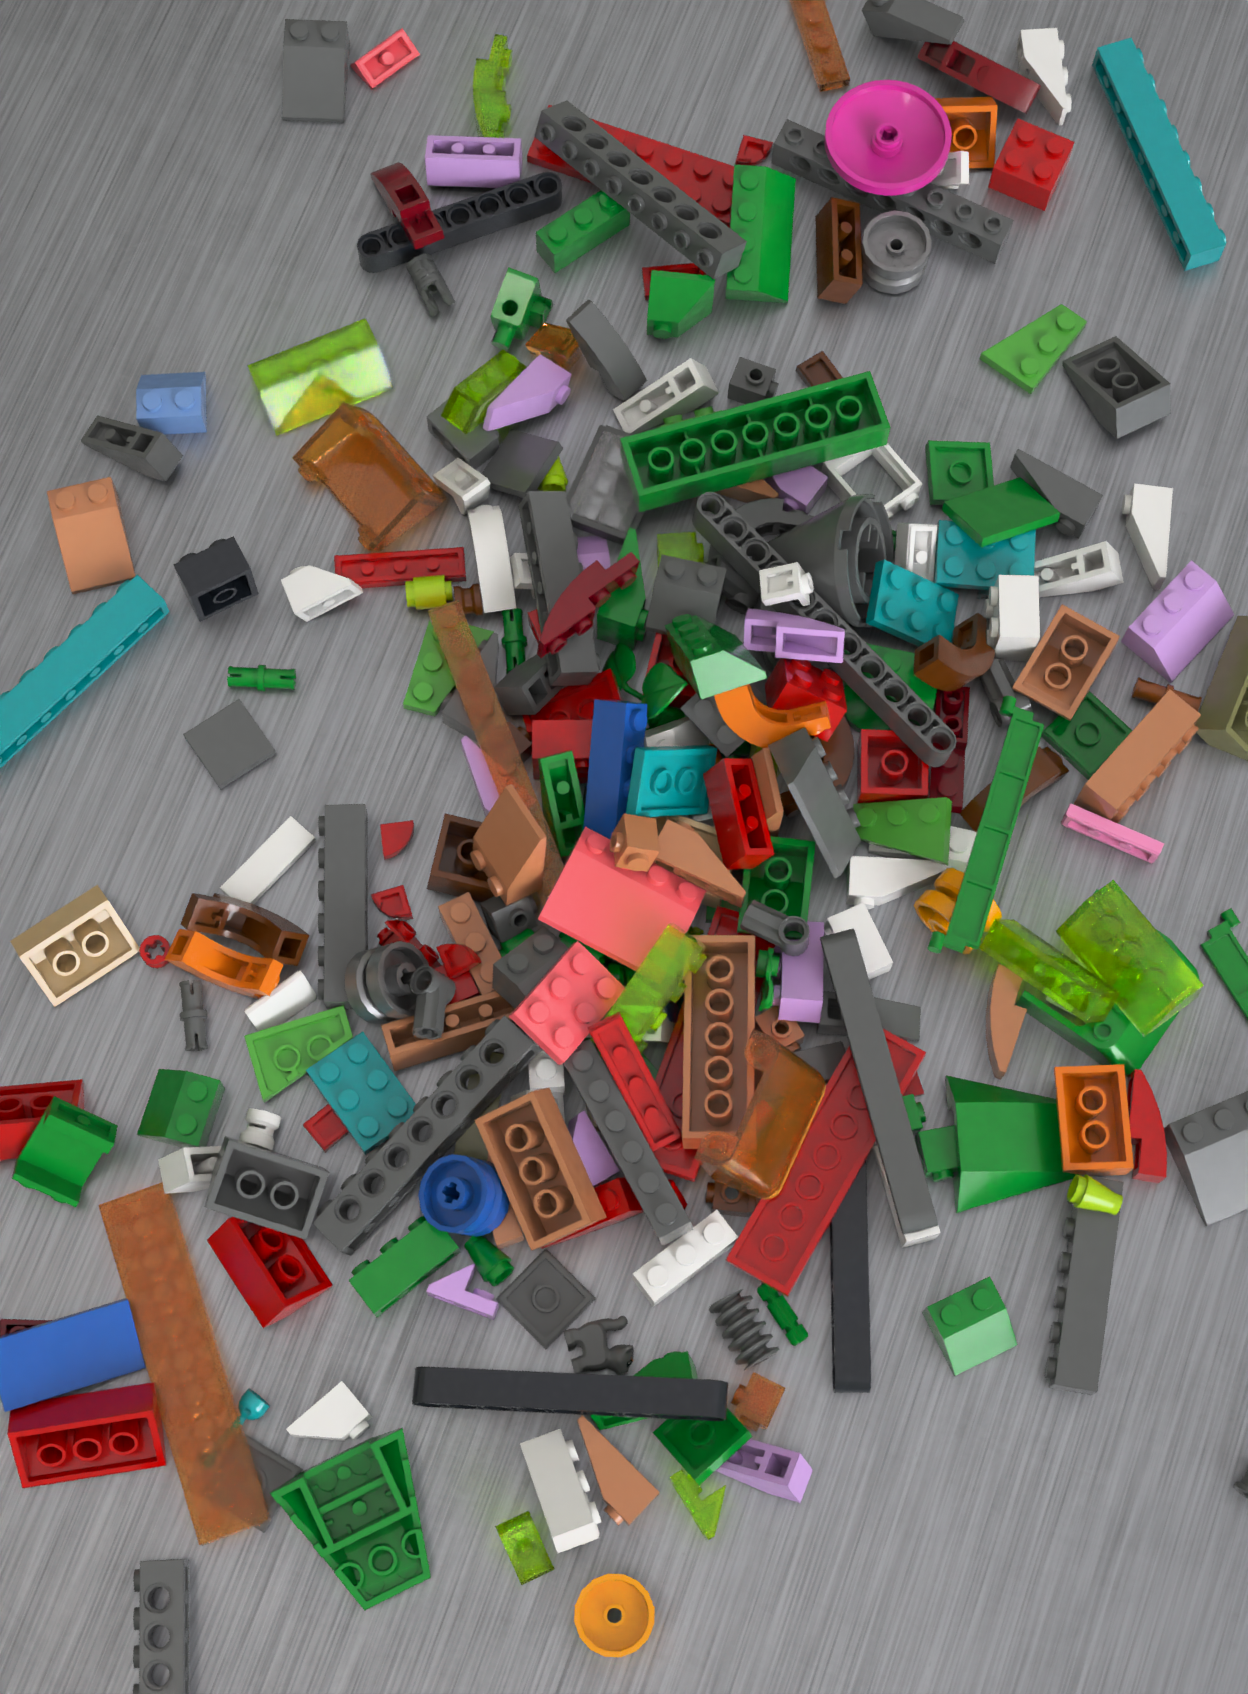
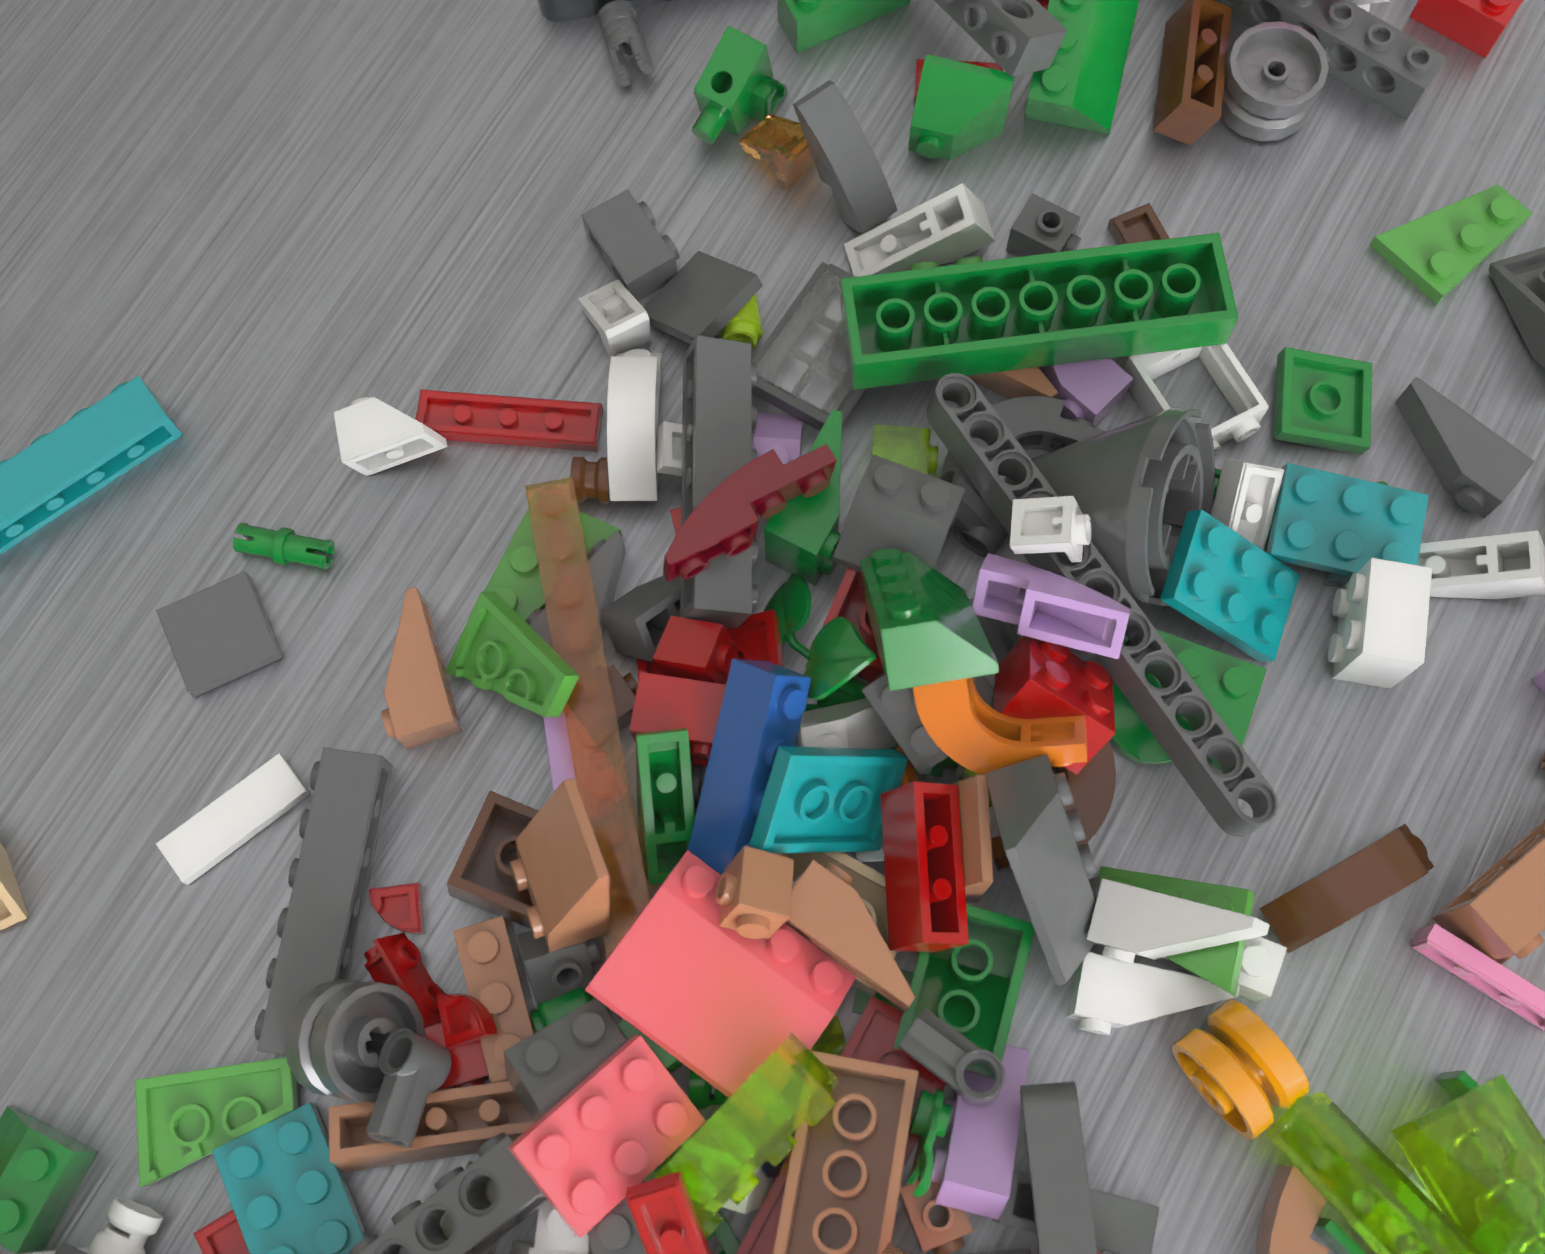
camera: 15 degrees right, 0 degrees up
(91, 535) = (97, 311): nougat slope -> none
(134, 447) = (183, 204): dark grey slope -> none
(152, 942) = (29, 917): red bush -> none
(172, 402) = (246, 154): medium blue slope -> none
(193, 1015) = (73, 1033): dark grey pin -> none
(216, 578) = (243, 397): black brick -> none
(224, 966) = (128, 964): orange arch -> none
(248, 924) = (186, 911): reddish brown arch -> none
(283, 1002) = (201, 1036): white slope -> none
(320, 376) = (450, 144): clear neon green slope -> none
(369, 475) = (489, 284): clear orange windscreen -> none
(378, 760) = (416, 684): none -> nougat slope
(396, 837) = (422, 808): red tile -> none
(428, 592) = (537, 459): lime brick -> none
(440, 727) = (511, 659): none -> bright green wing
(473, 395) = (664, 191): clear neon green brick -> none
(513, 640) = (647, 543): green pin -> none
(530, 394) = (727, 206): lavender slope -> none
(565, 701) = (696, 650): none -> red brick
(872, 947) = (1082, 1061): white brick -> none
(888, 769) = (1163, 826): red brick -> none
(896, 827) = (1160, 925): none -> white slope
(948, 779) = (1250, 859): dark red slope -> none
(956, 664) = (1289, 678): reddish brown arch -> none
(993, 832) = (1313, 966): green piece -> none
(997, 684) = (1351, 746): dark grey piece -> none
(1000, 511) = (1380, 464): green tile -> none
(1066, 662) = (1453, 703): nougat slope -> none
(1088, 736) = (1467, 814): green tile -> none

